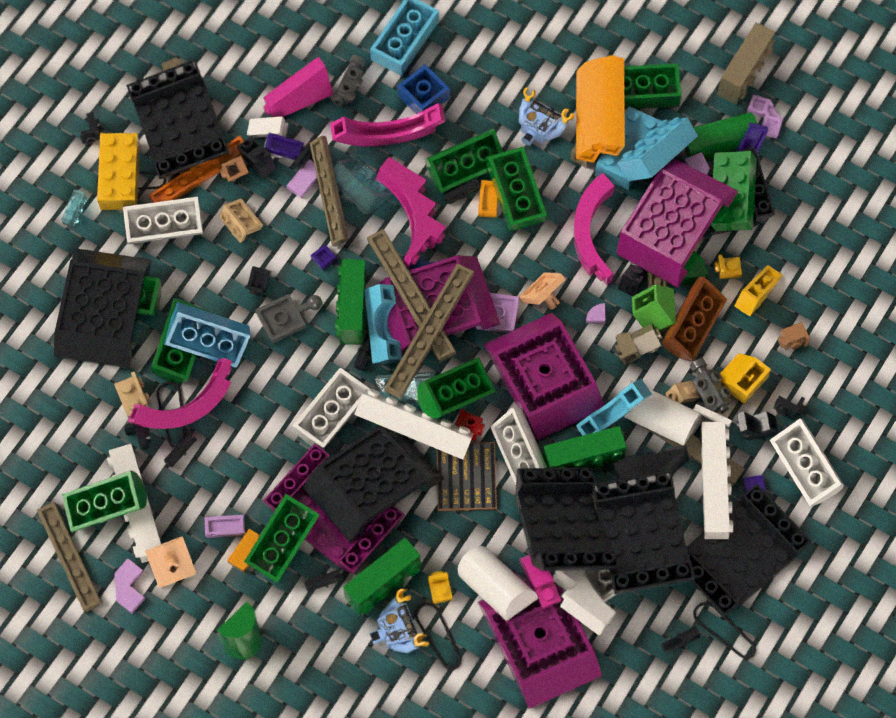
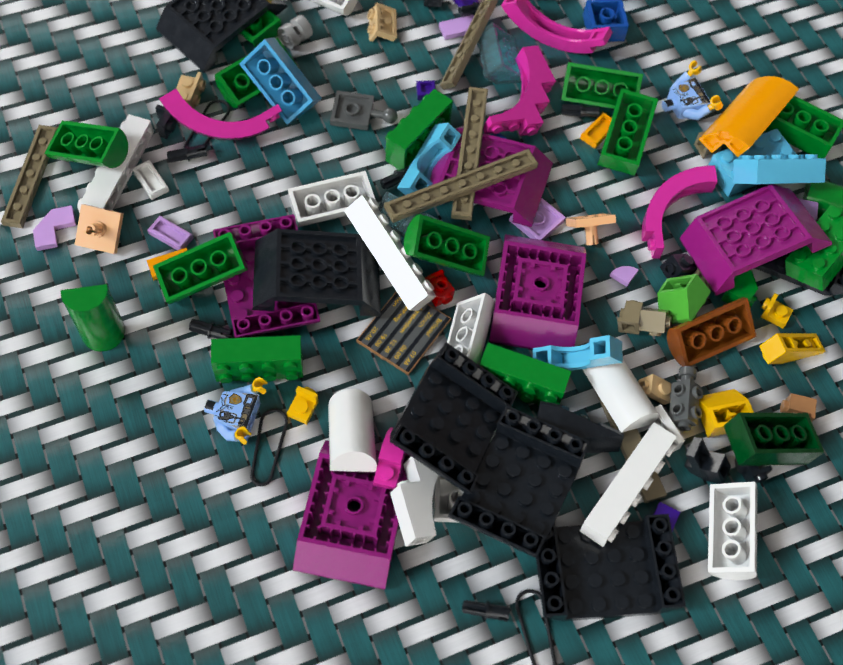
camera: 30 degrees right, 5 degrees down
(168, 492) = (150, 179): none -> white tile
(175, 282) = (295, 31): none -> light grey wheel
(258, 280) = (358, 72): black bracket -> none
(792, 376) = (773, 439): none -> dark green brick

